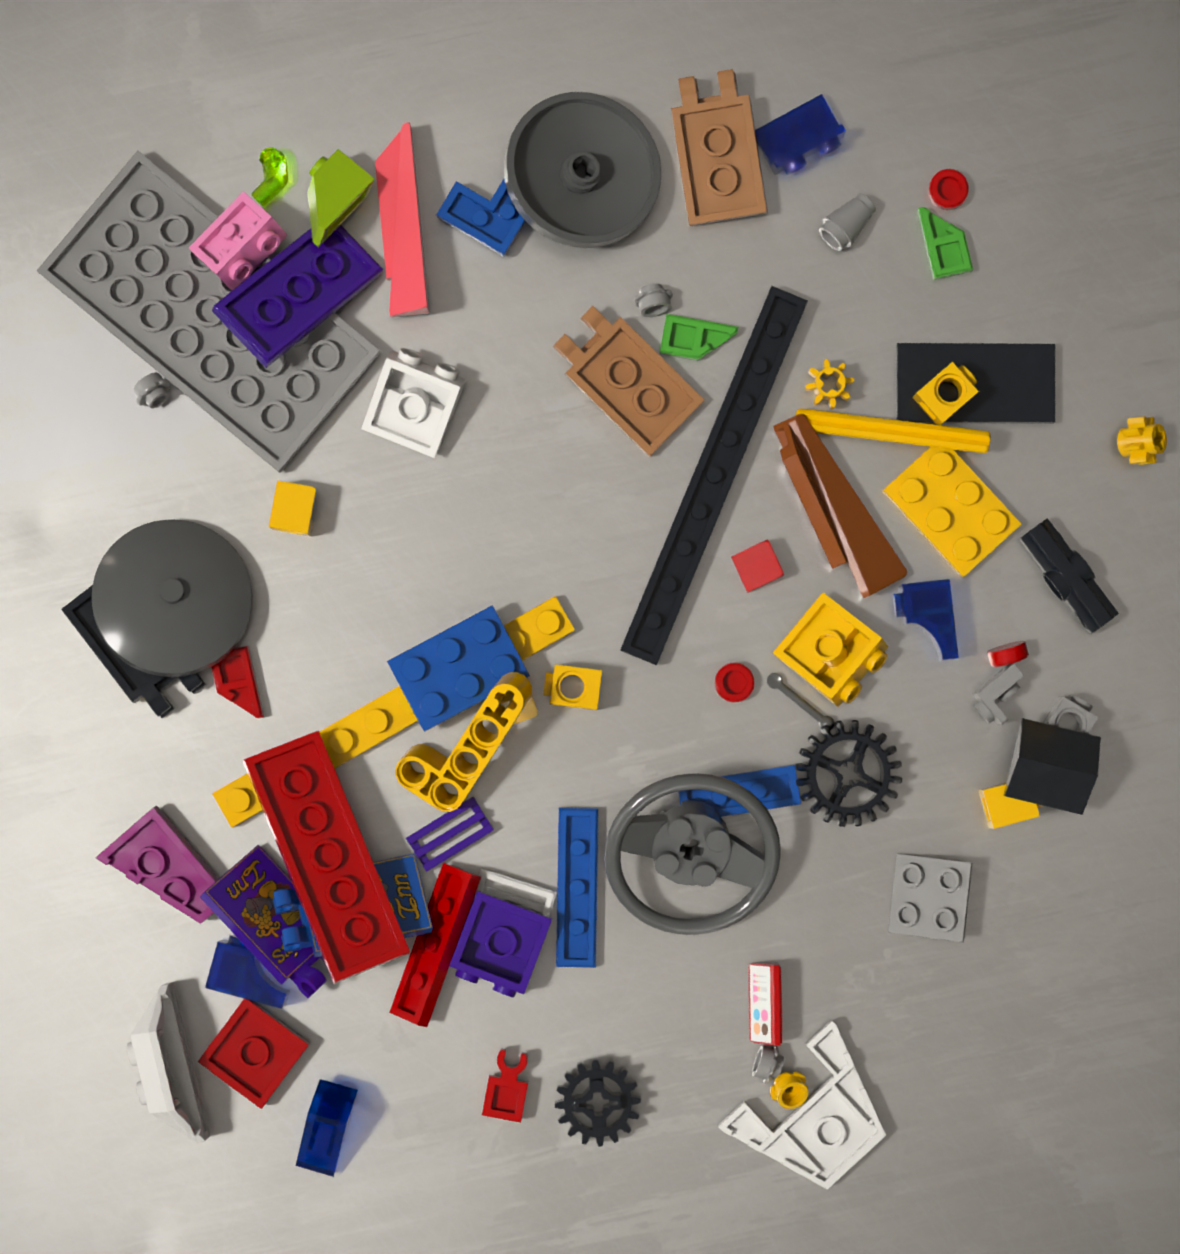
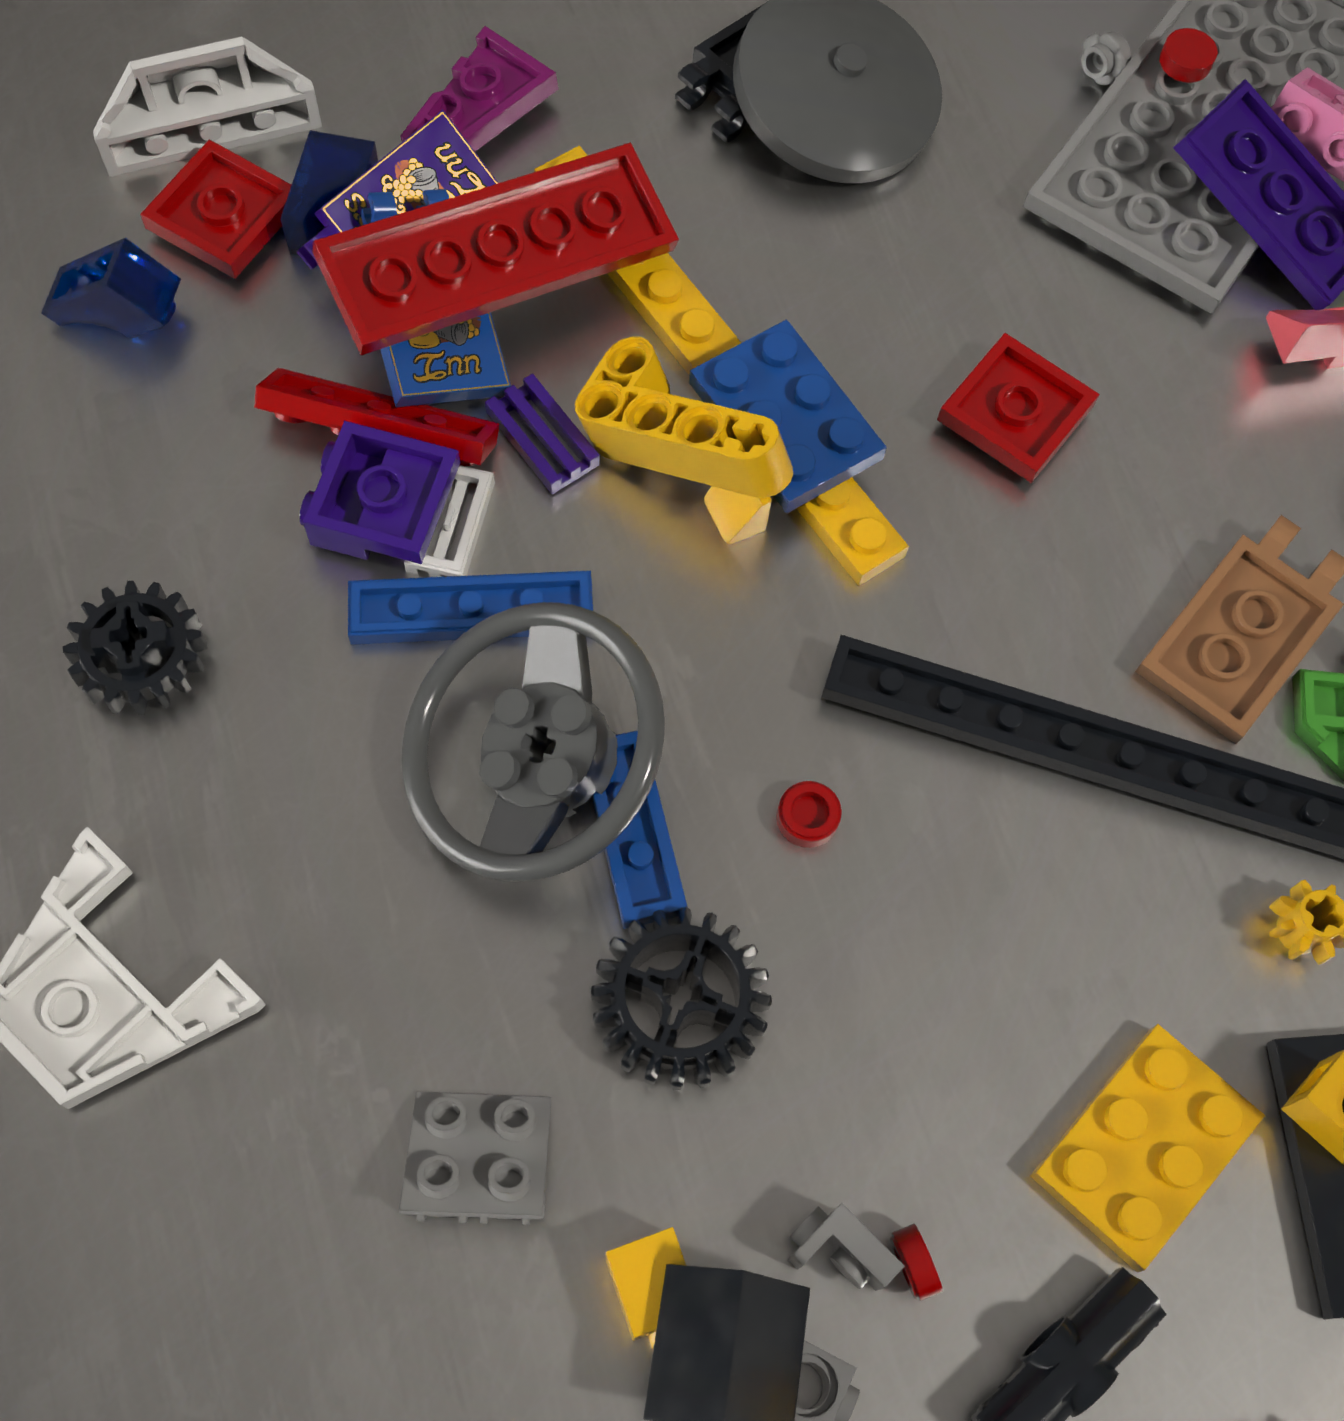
camera: 75 degrees right, 20 degrees down
(165, 332) = (1188, 55): none -> red tile
(237, 681) = (736, 173): red tile -> none
(293, 508) = (980, 204): yellow panel -> none
(413, 402) = (1158, 346): white plate -> none
(452, 505) = (1017, 407): none -> red plate
(506, 1094) = (156, 520): red plate -> none
(591, 680) = (773, 600): yellow brick -> none
(757, 566) = (999, 836): slope -> none
(765, 1003) = (291, 898): slope -> none
(767, 1063) = (191, 903): light grey plate -> none
(775, 681) = (817, 879): dark grey hinge -> none
(789, 1090) = (146, 939): yellow plate -> none
(832, 650) = (880, 957): yellow plate -> none
(836, 510) = (1107, 946): dark orange wedge -> none
(898, 431) = (1262, 1037): yellow axle -> none
(931, 610) = (975, 1115): clear blue arch -> none

